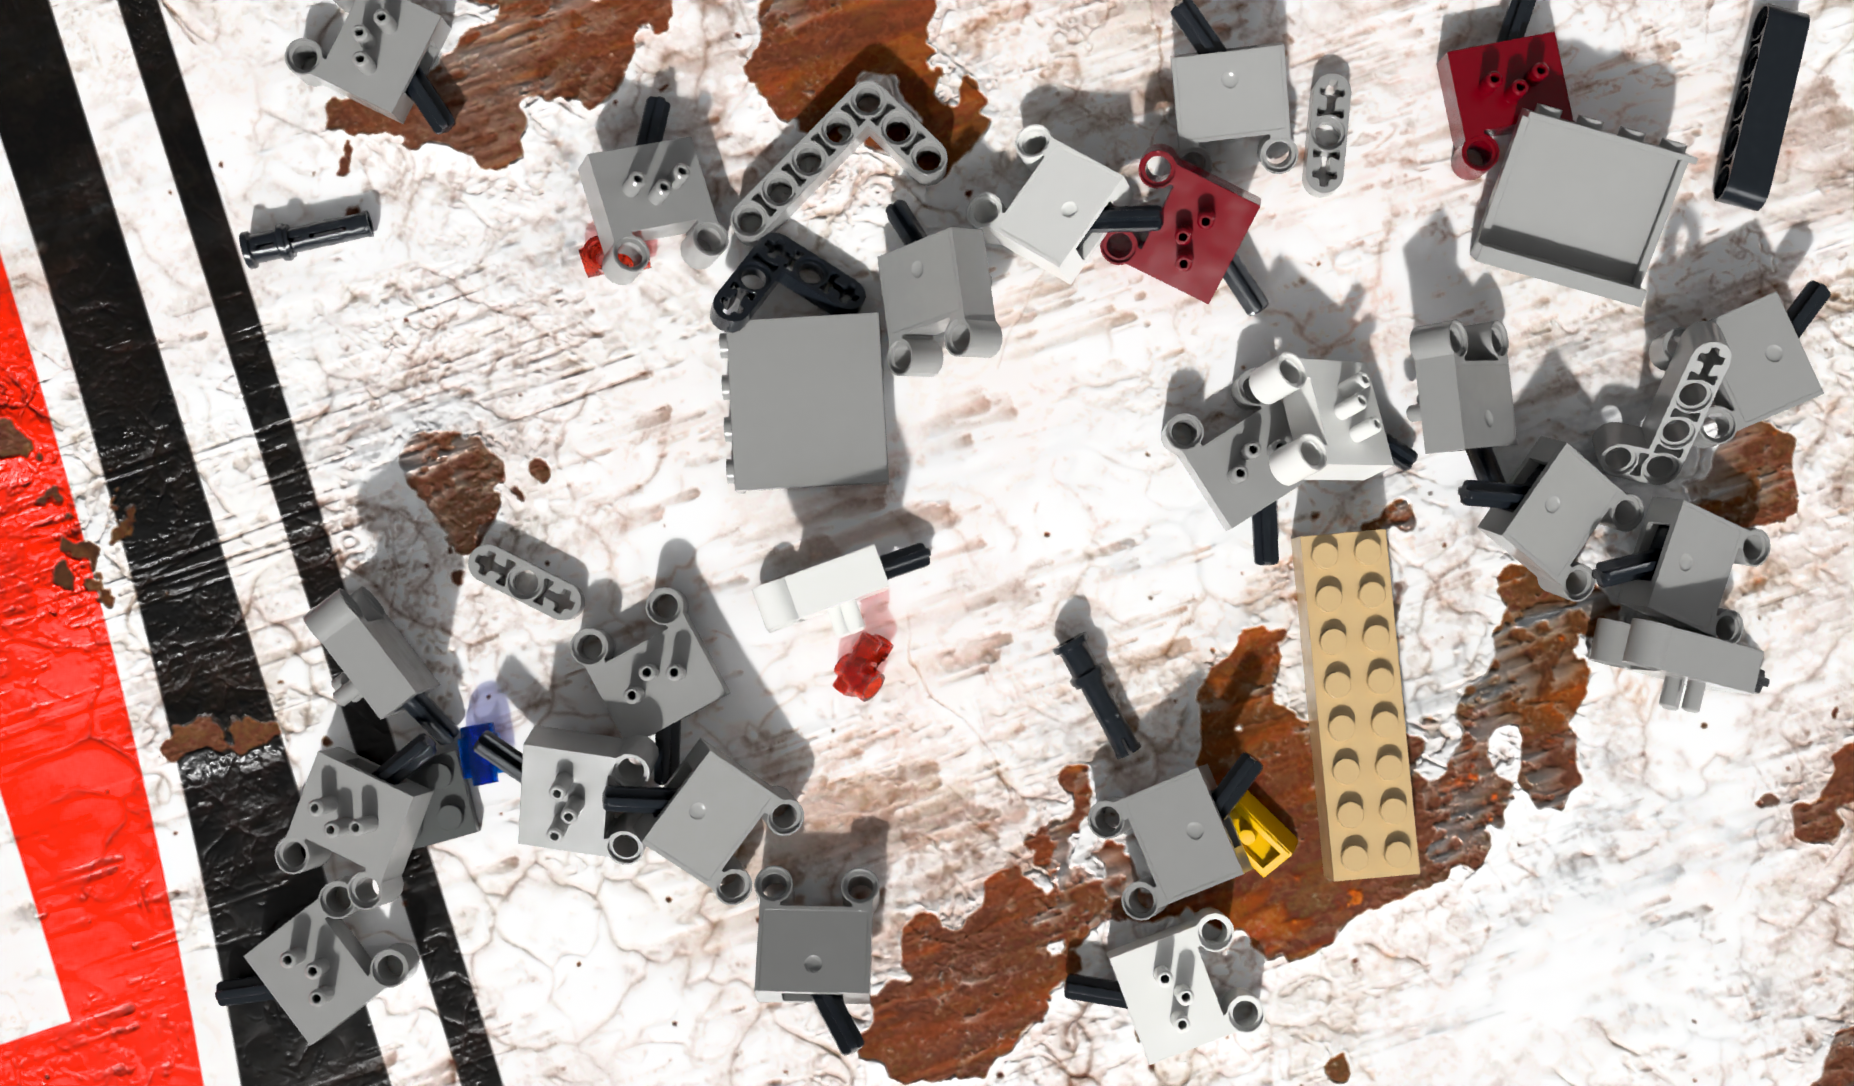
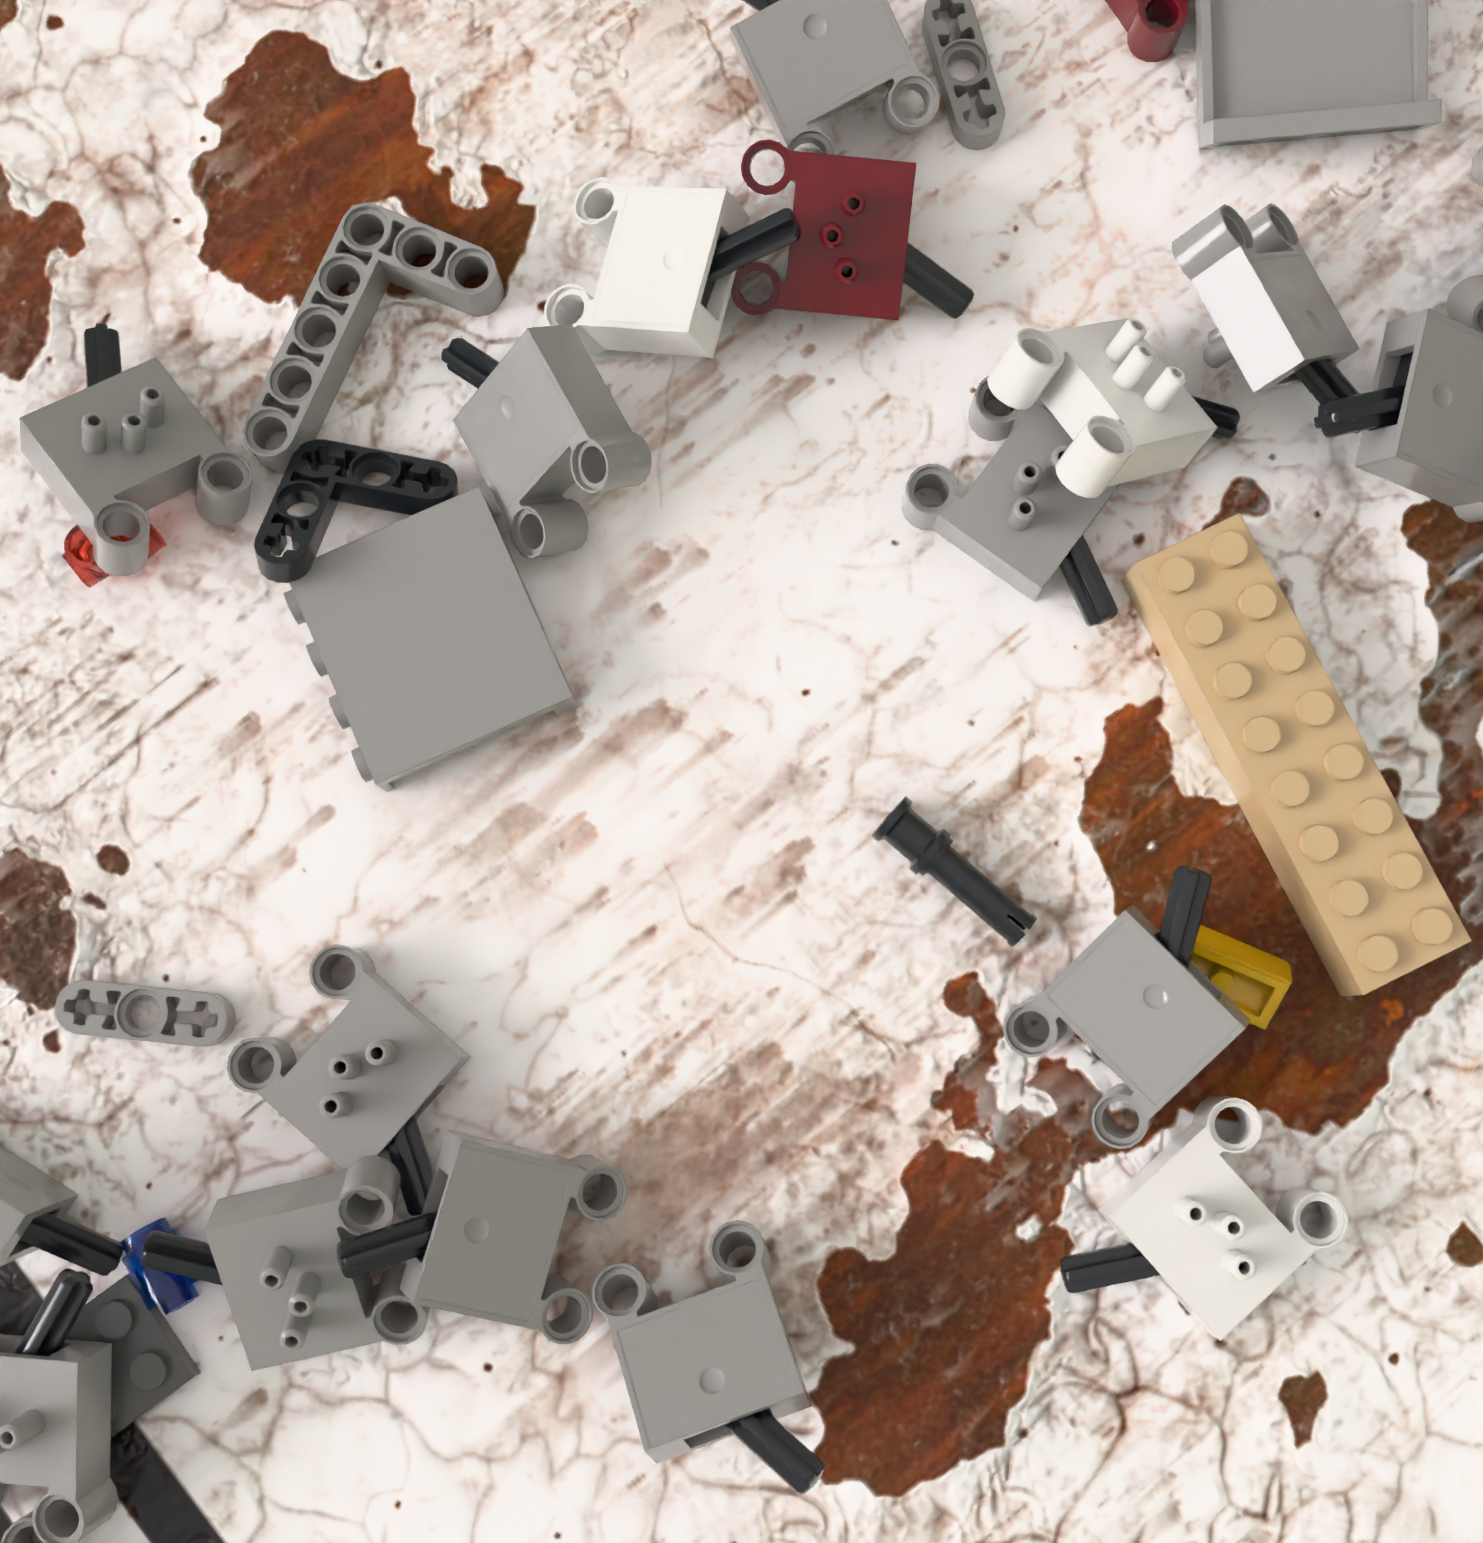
camera: 20 degrees left, 5 degrees down
(835, 588) = (550, 861): white piece -> none
(858, 670) = (627, 961): clear red plate -> none

